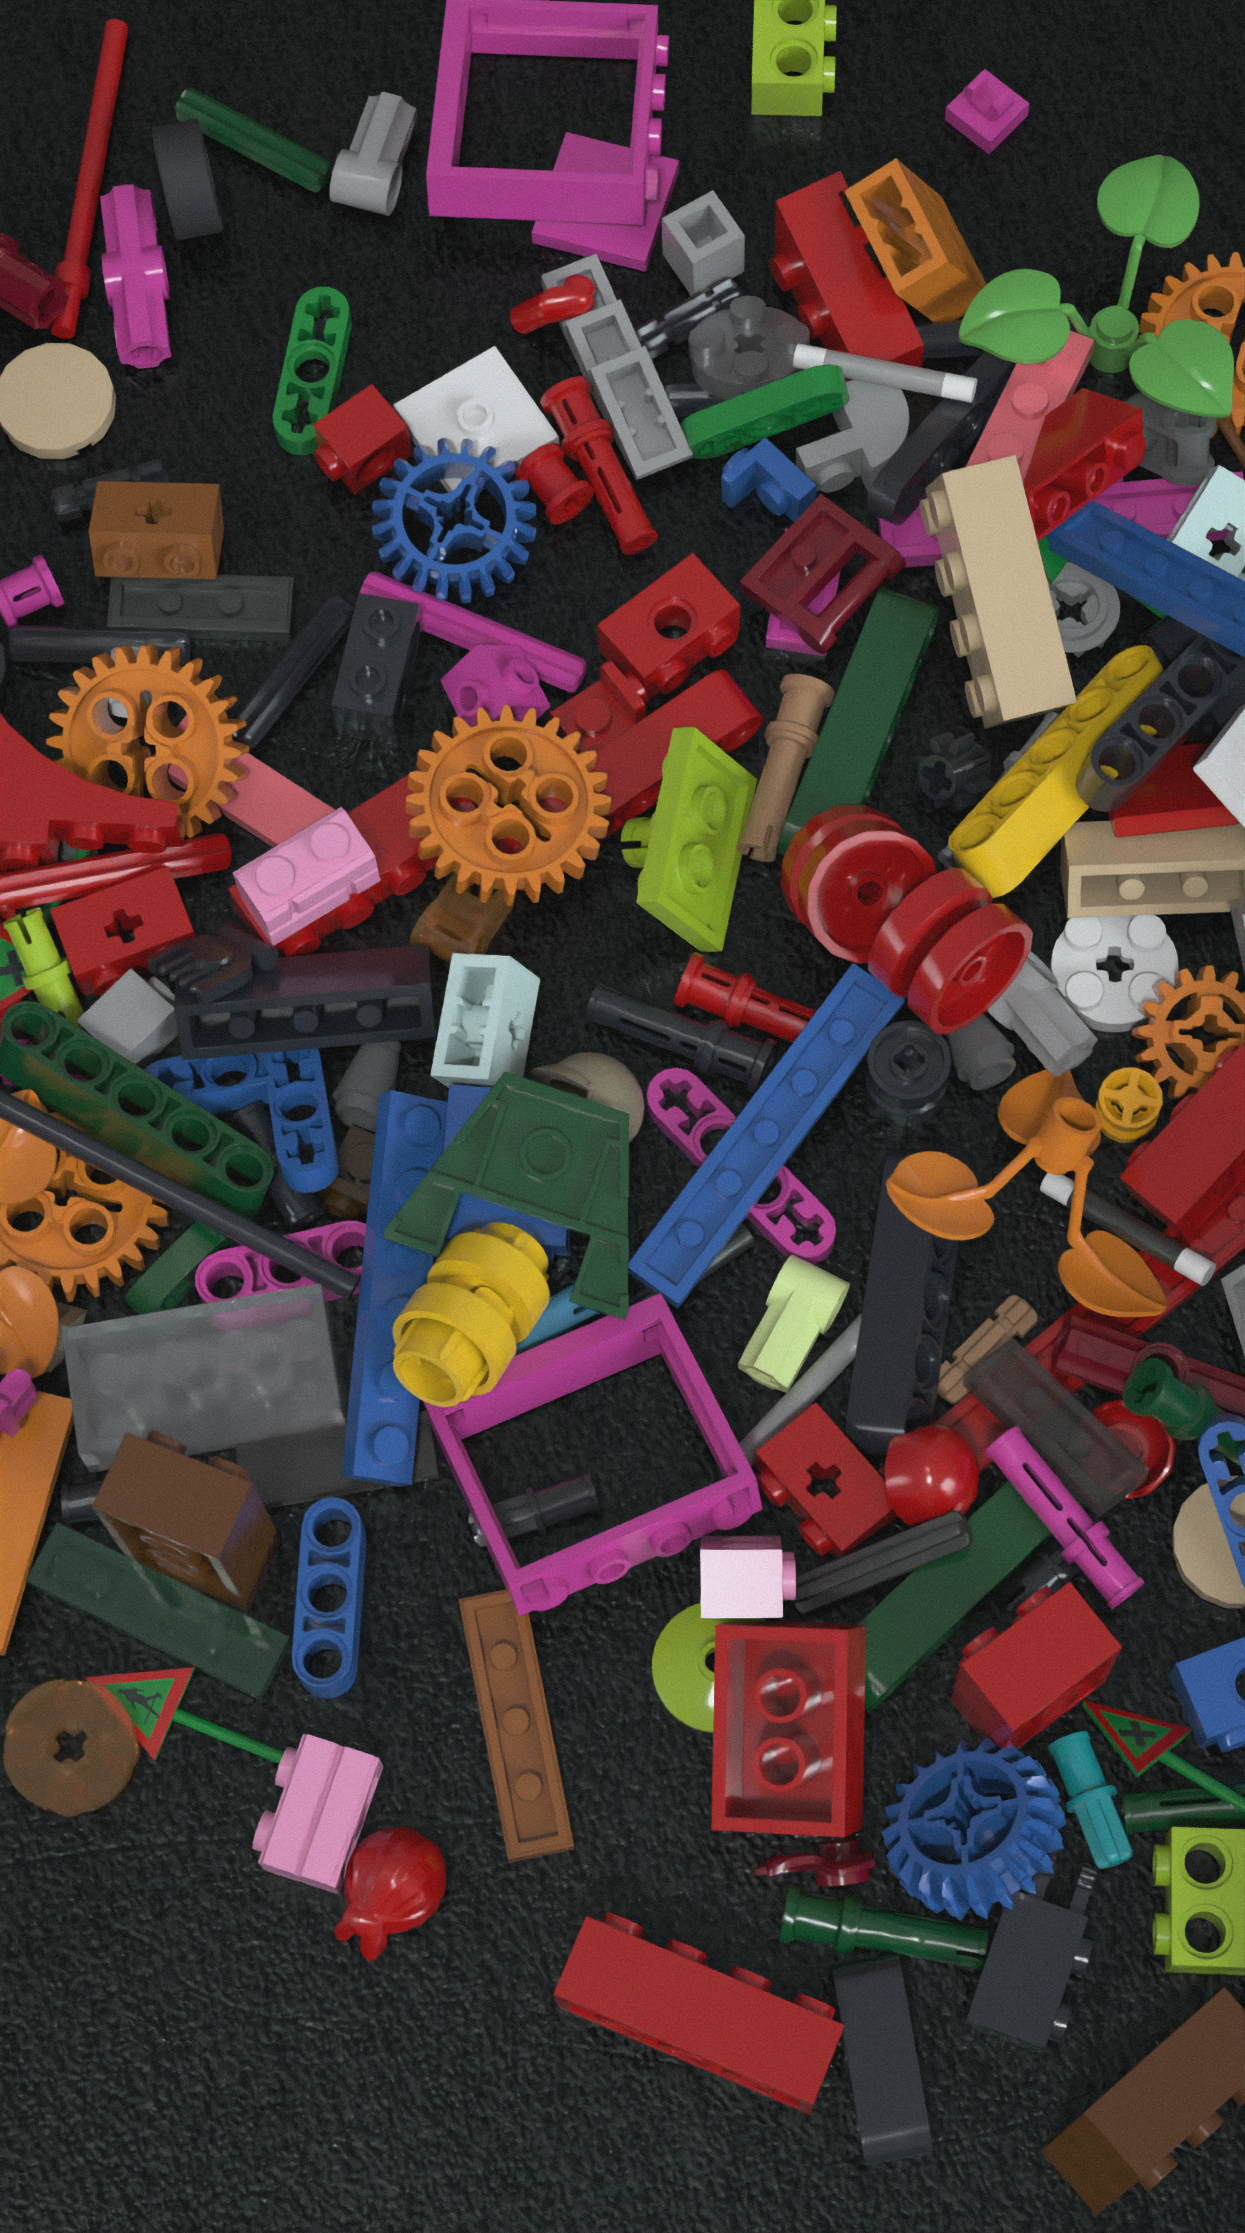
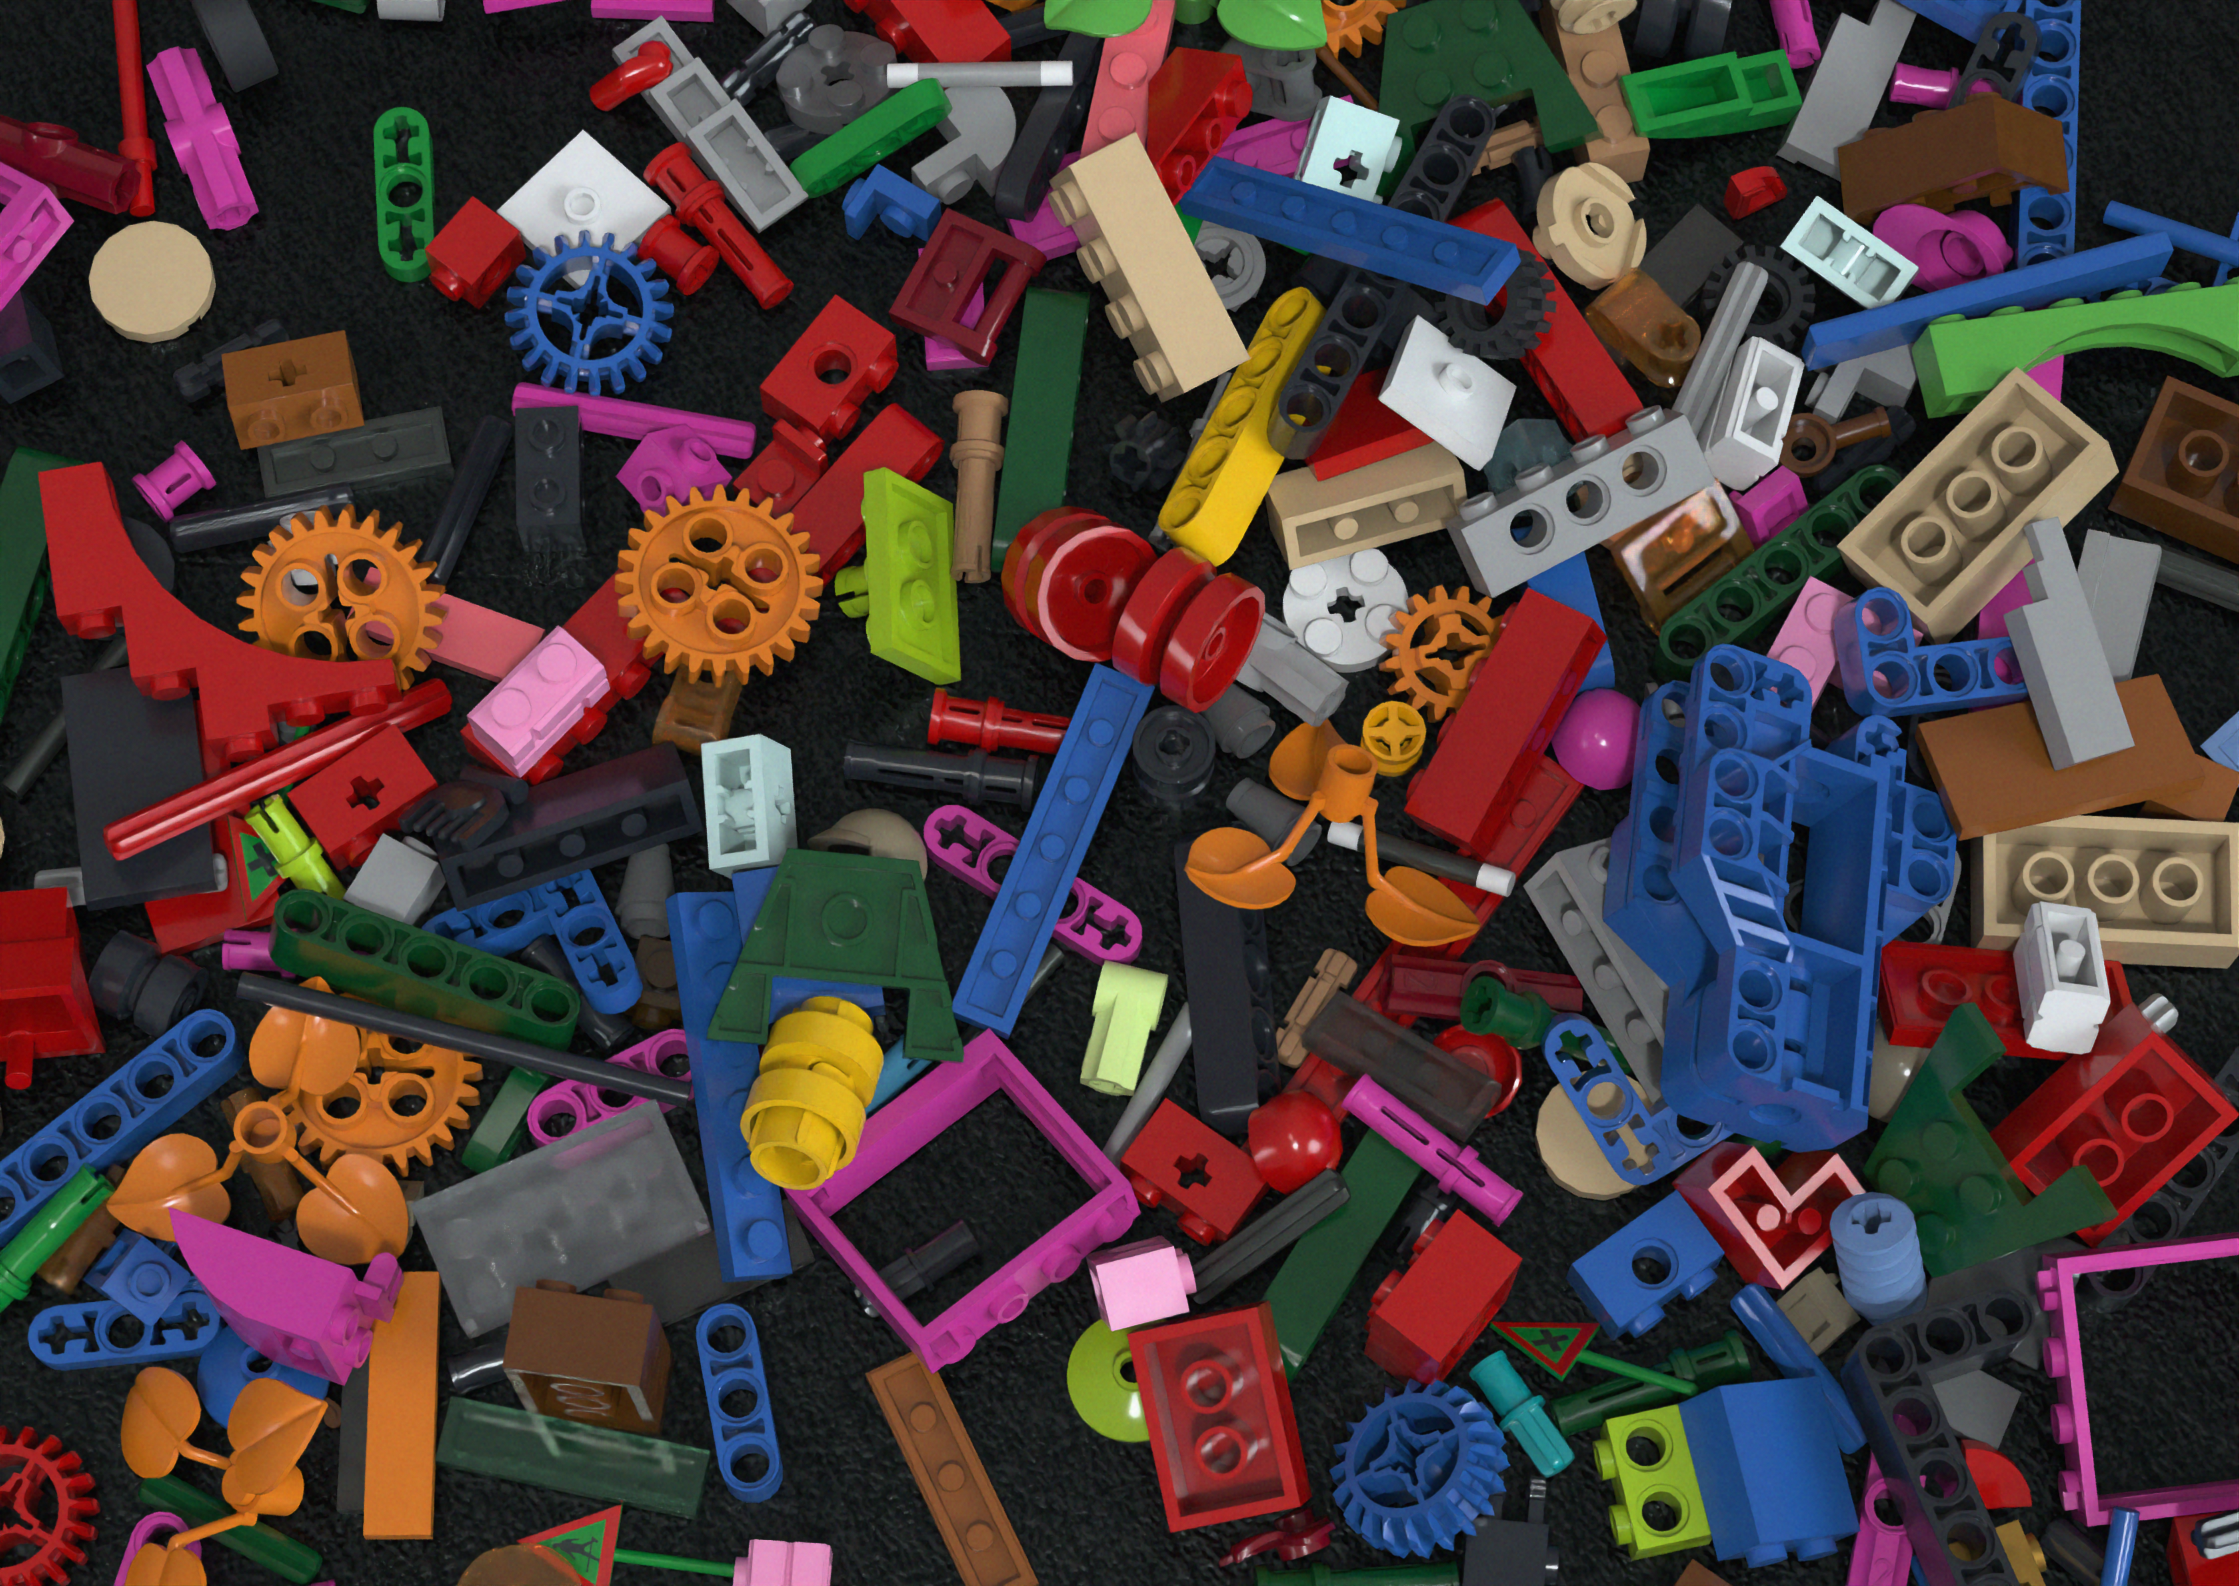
camera: 20 degrees left, 0 degrees up
(988, 1153) = (1271, 817): none -> dark grey cone

